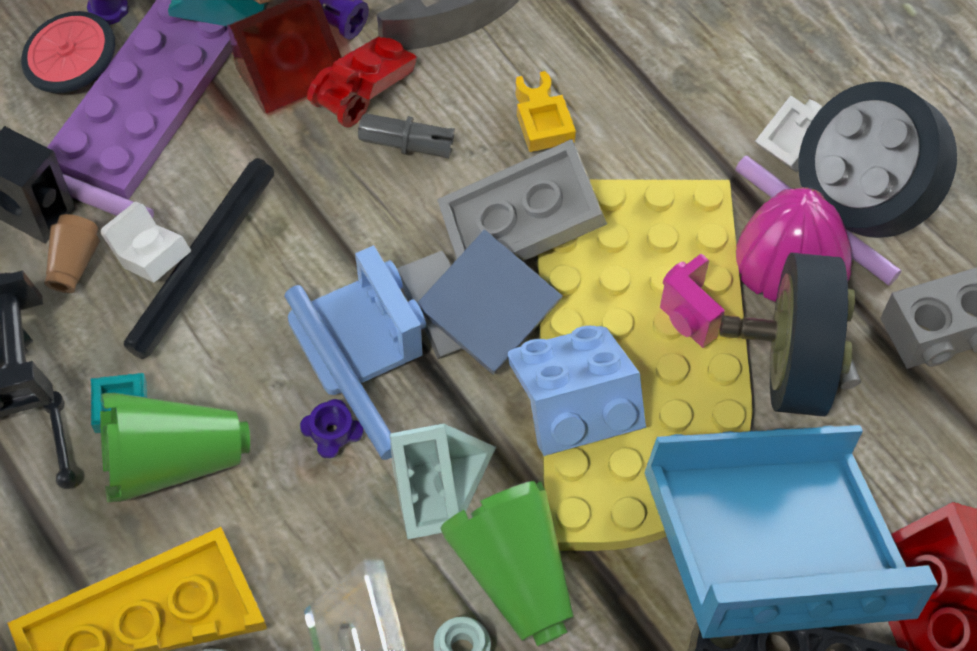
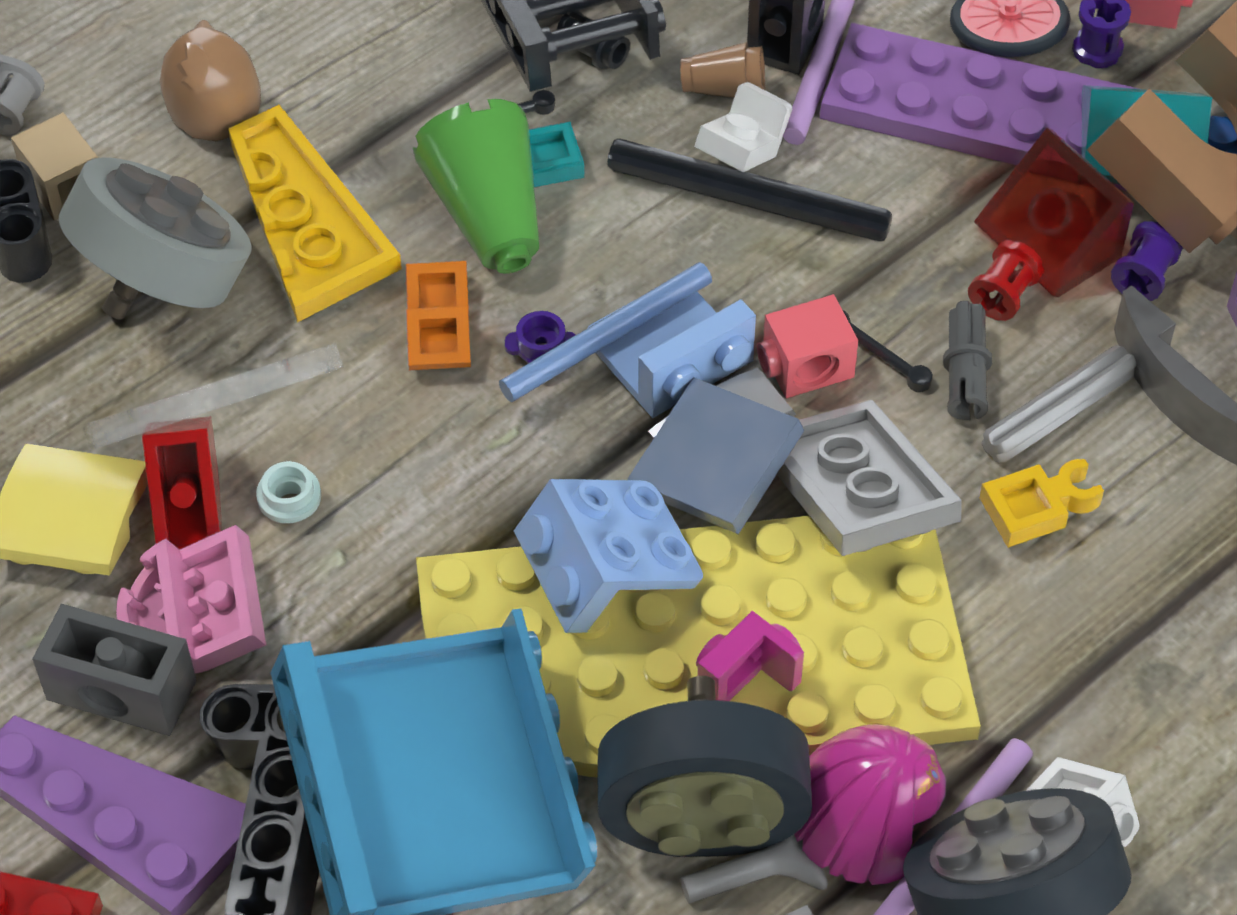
camera: 85 degrees right, 5 degrees down
(288, 510) = (438, 315): none -> orange slope
(369, 70) = (1042, 294): red plate -> none
(381, 222) = (808, 346): none -> coral brick
(409, 173) = (918, 376): none -> black hinge
(436, 474) = (483, 441): light aqua slope -> none
(454, 89) = (1058, 404): none -> light grey axle
(516, 559) = (378, 517): bright green cone -> none

